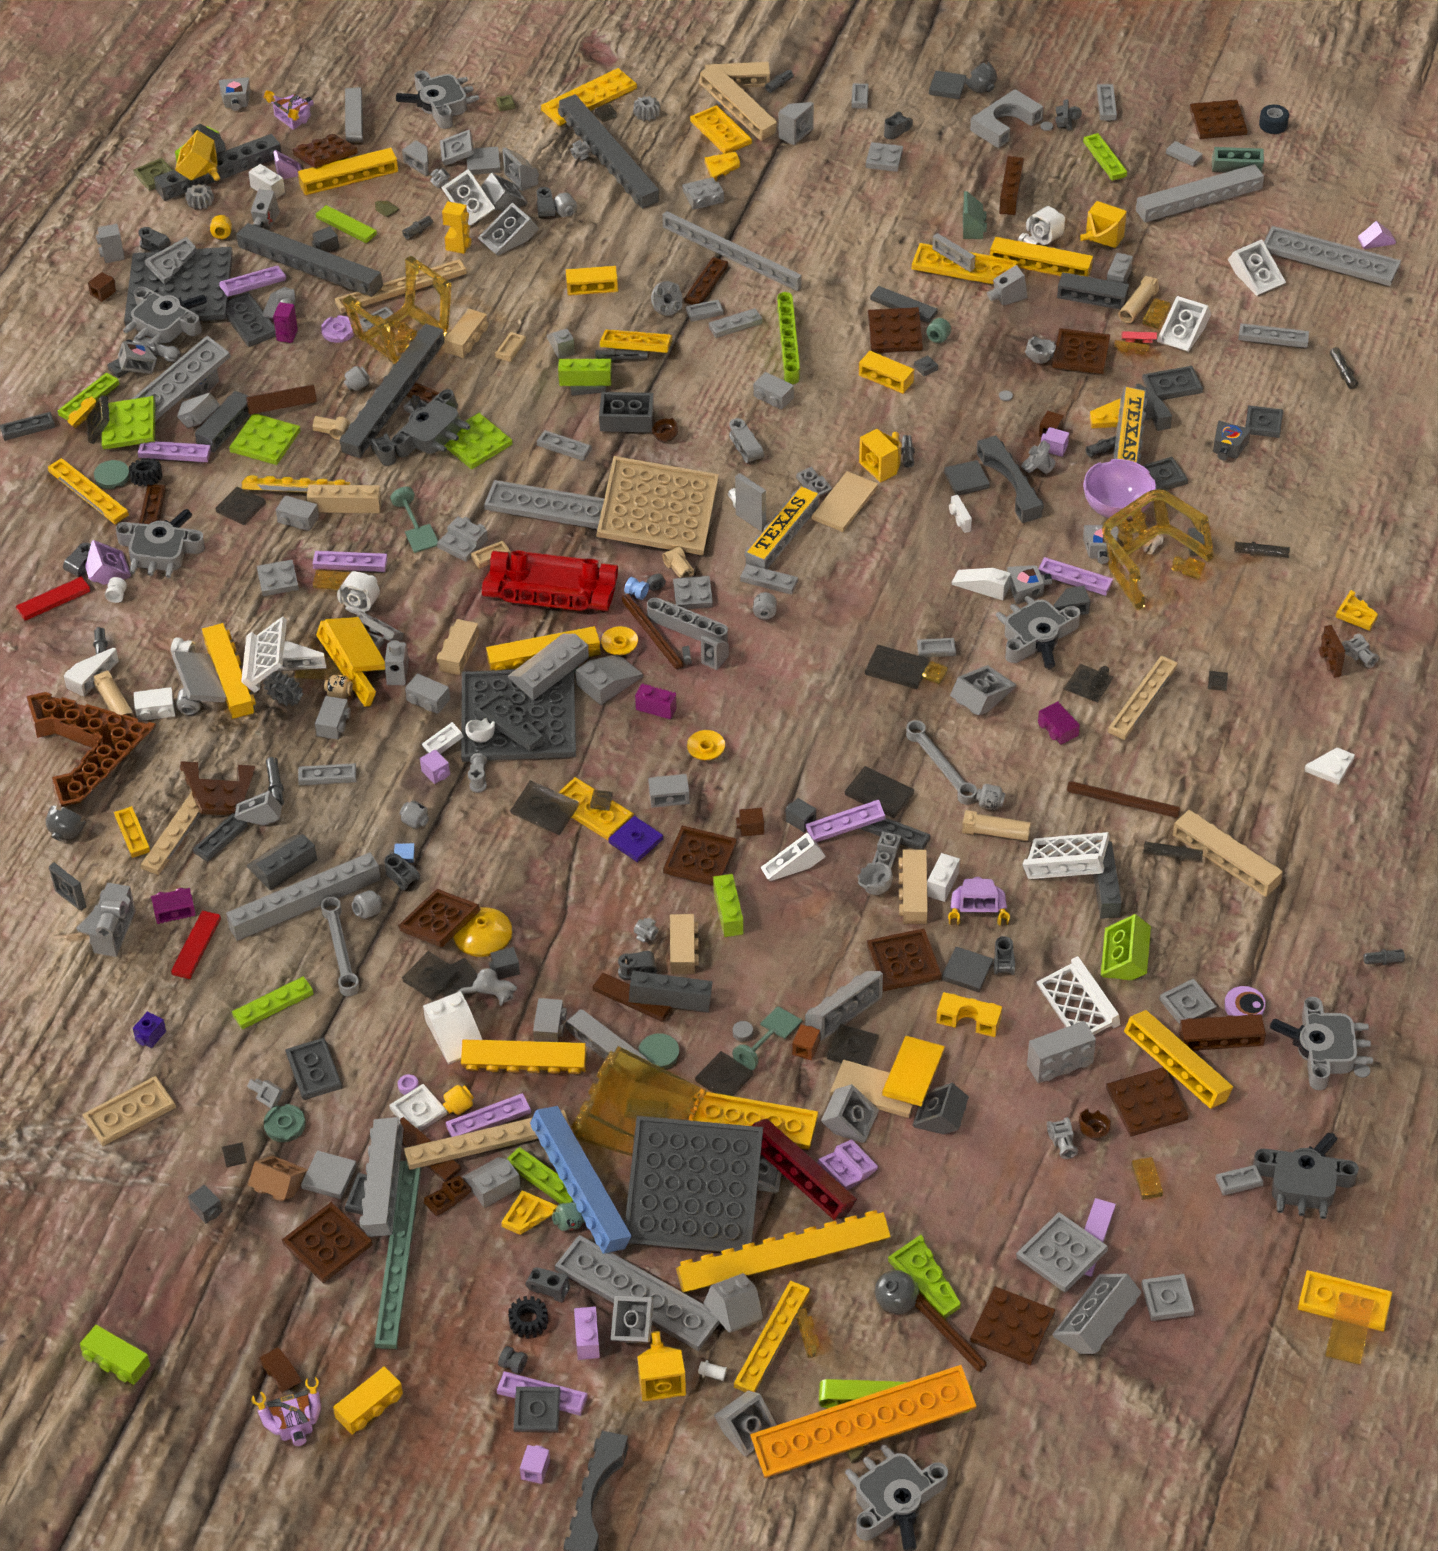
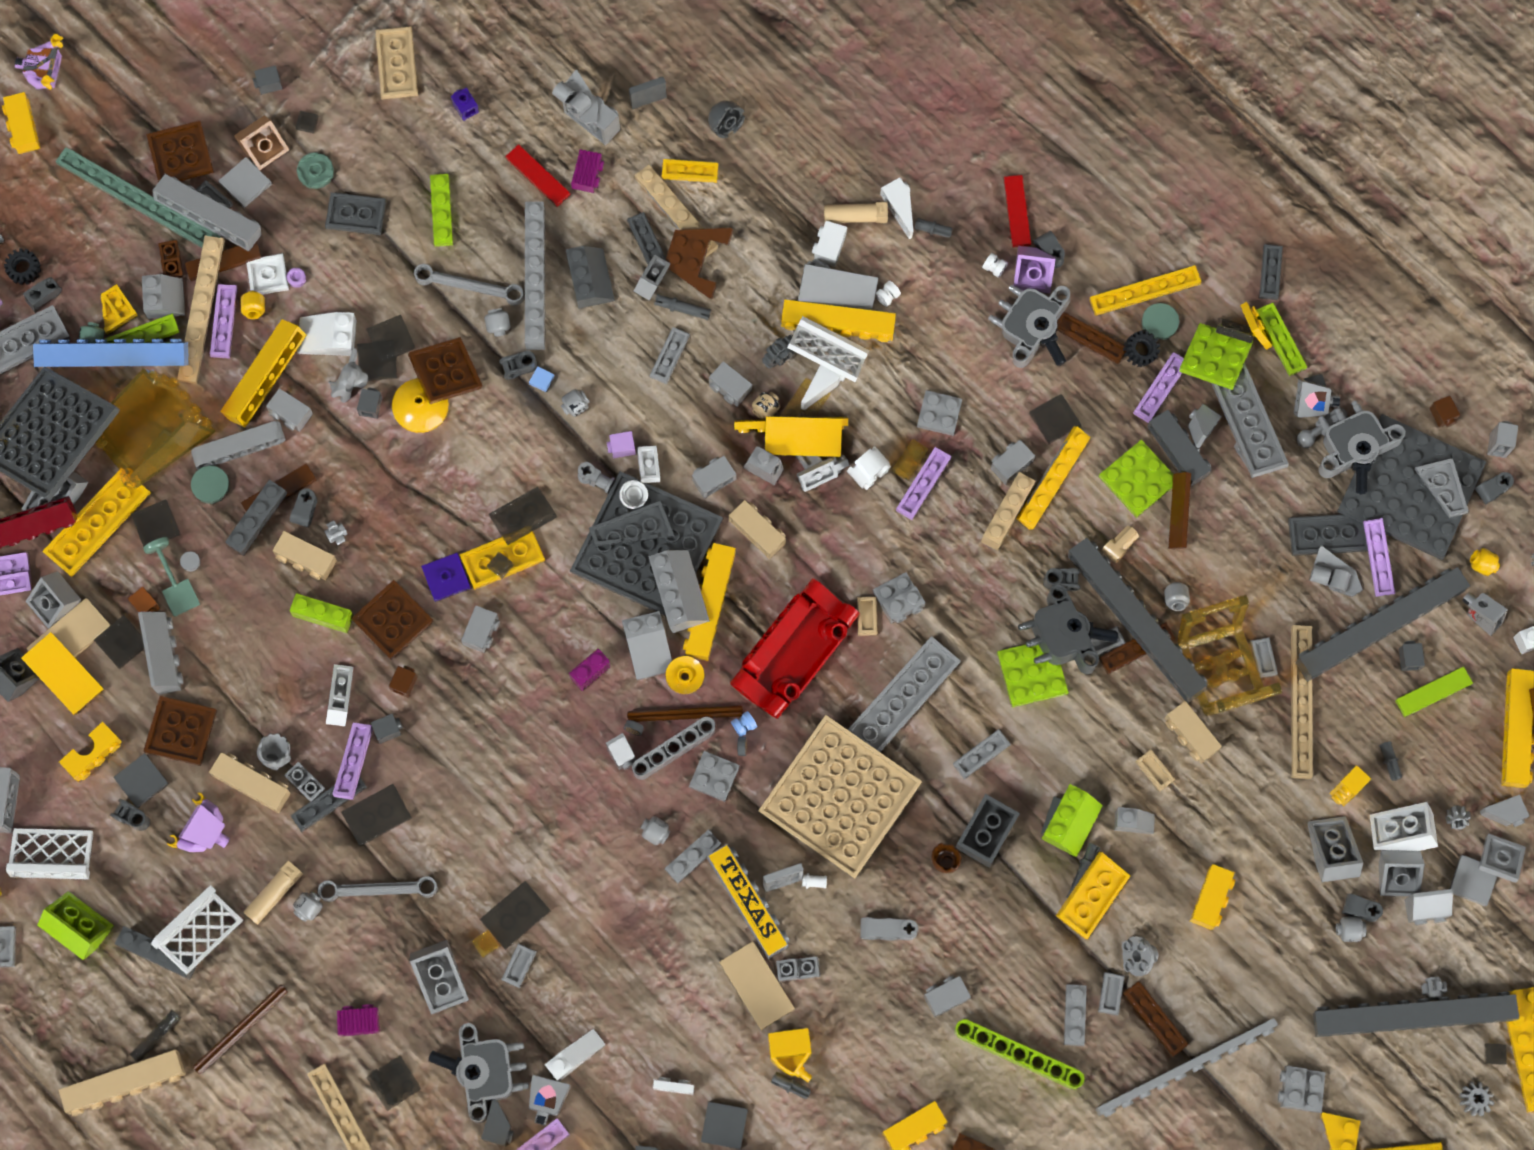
camera: 115 degrees right, 25 degrees up
(103, 730) = (806, 195): dark orange wedge -> none
(267, 1092) = (350, 165): light grey plate -> none
(280, 1369) = (86, 73): reddish brown slope -> none
(285, 322) = (1290, 557): magenta brick -> none
(337, 329) = (1269, 614): lavender tile -> none
(385, 208) = (1441, 744): olive slope -> none
(419, 537) = (925, 562): sand green piece -> none
(677, 561) = (761, 779): tan piece -> none
(706, 745) = (510, 679): yellow dish -> none
(943, 877) = (243, 812): white brick -> none

